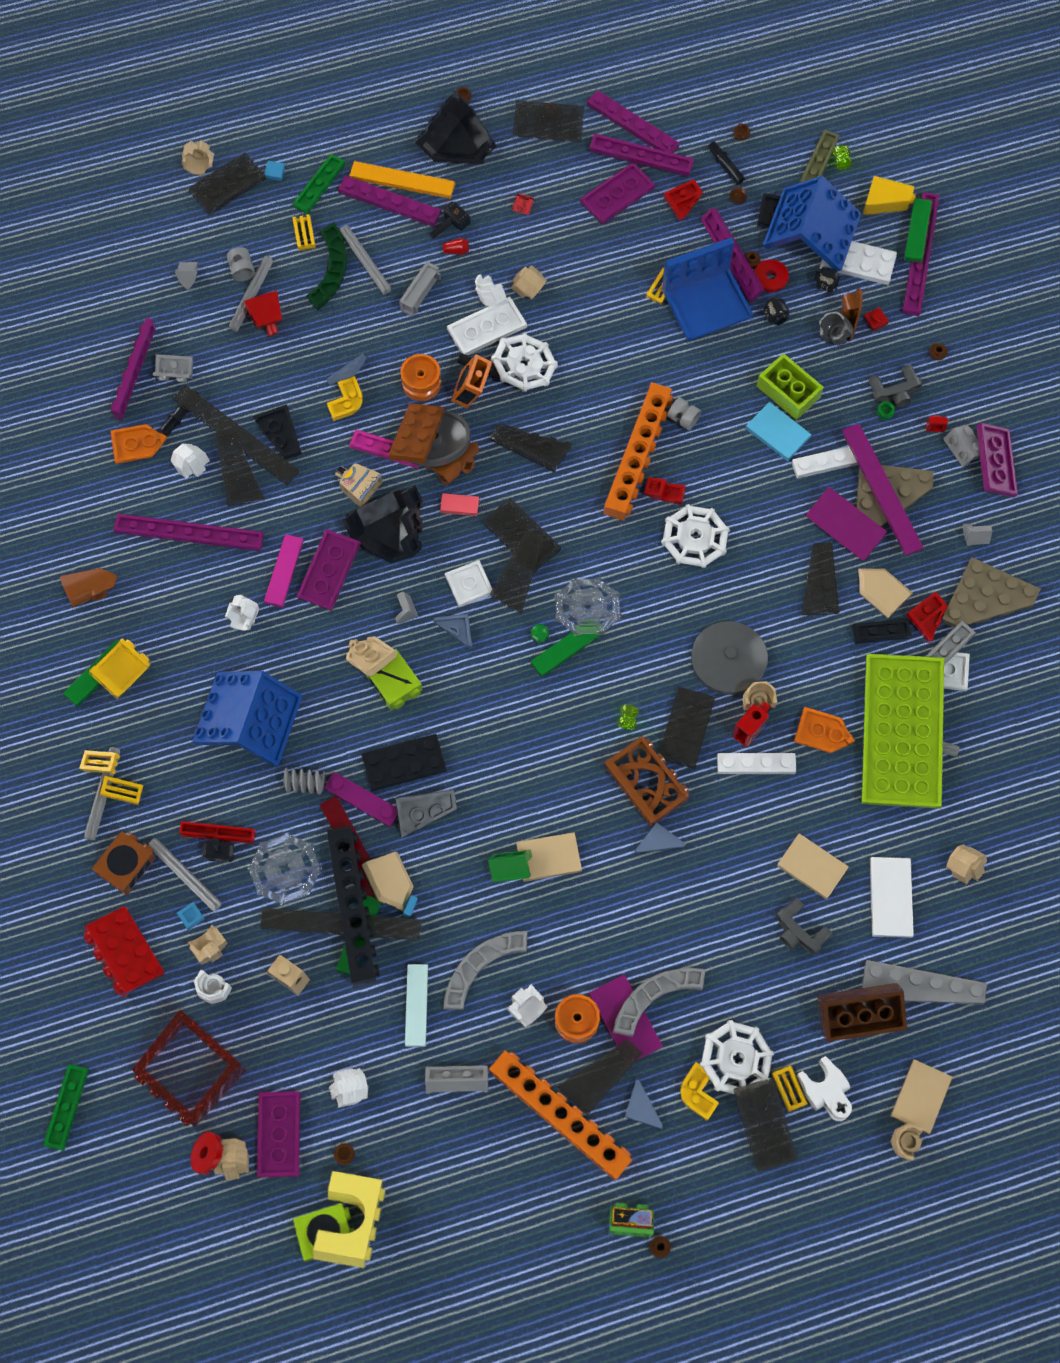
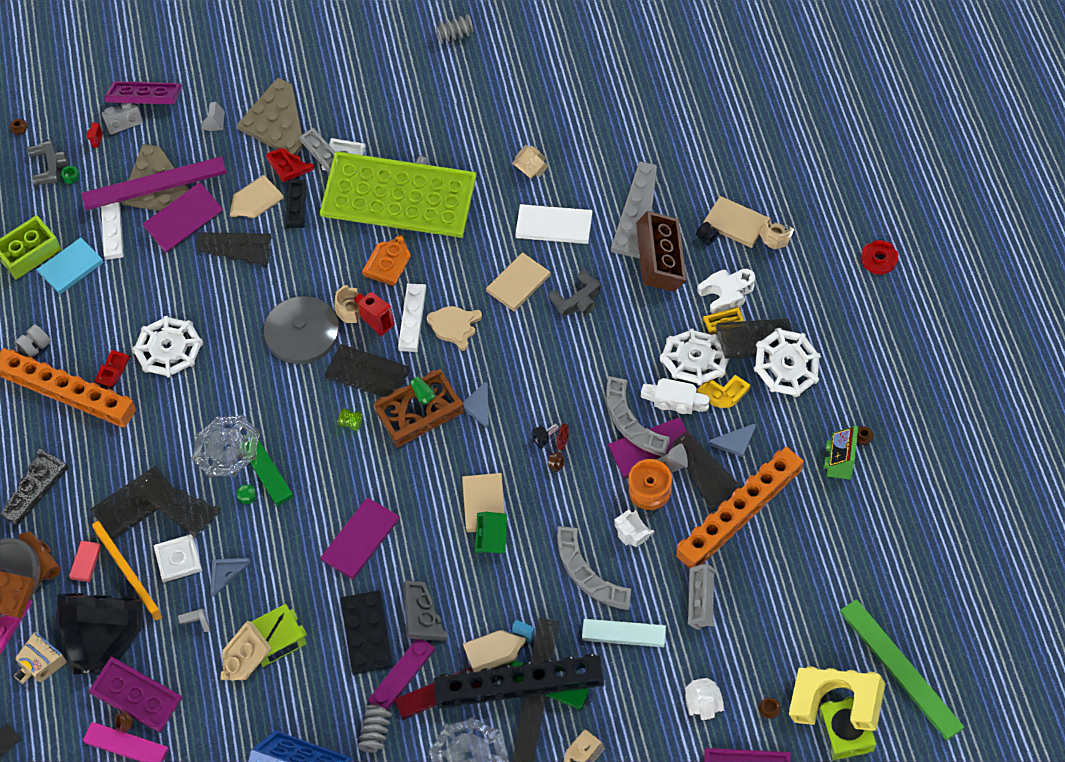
camera: 80 degrees left, 10 degrees down
(301, 563) = (123, 721): none -> reddish brown plate
(392, 1289) = (902, 670): none -> bright green tile
(449, 542) = (127, 571): none -> light orange tile
(501, 744) = (360, 538): none -> magenta tile
(598, 923) = (556, 461): none -> reddish brown plate
(608, 1043) = (675, 459): none -> light grey tile
(626, 906) = (541, 435): none -> black piece
(627, 927) = (562, 436): none -> clear red tile
(659, 780) = (422, 391): none -> green cone
(687, 1039) = (675, 396): none -> white hinge
(737, 1146) = (780, 369): none -> white plate
(751, 805) = (454, 324): none -> tan tile
(898, 1064) = (707, 233): none -> black wheel
(906, 1258) = (875, 265): none -> red tile

